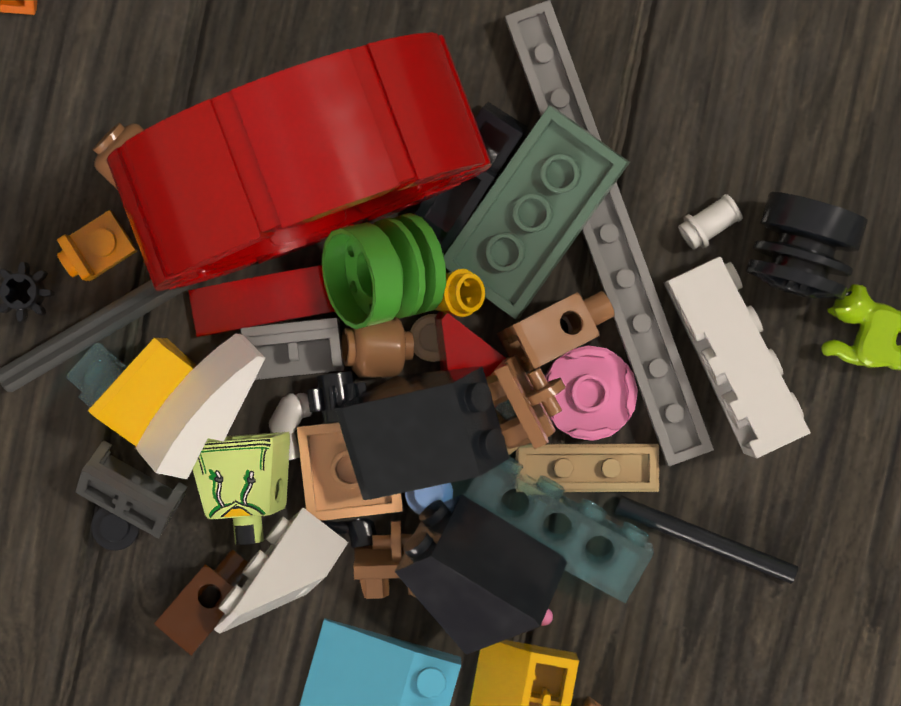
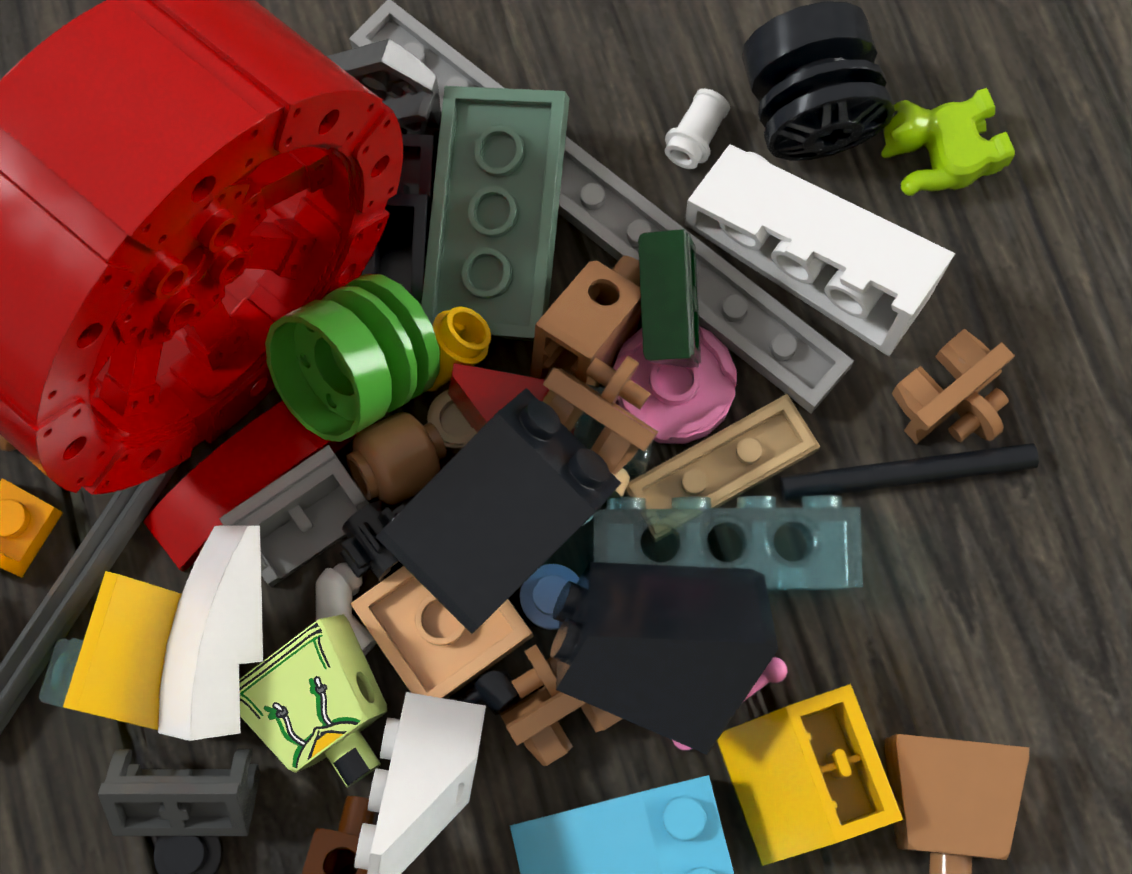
camera: 20 degrees left, 15 degrees down
(511, 80) = (399, 81): none -> dark grey slope
(613, 347) = (669, 298): none -> dark green slope
(788, 501) = (973, 369): none -> medium nougat hips

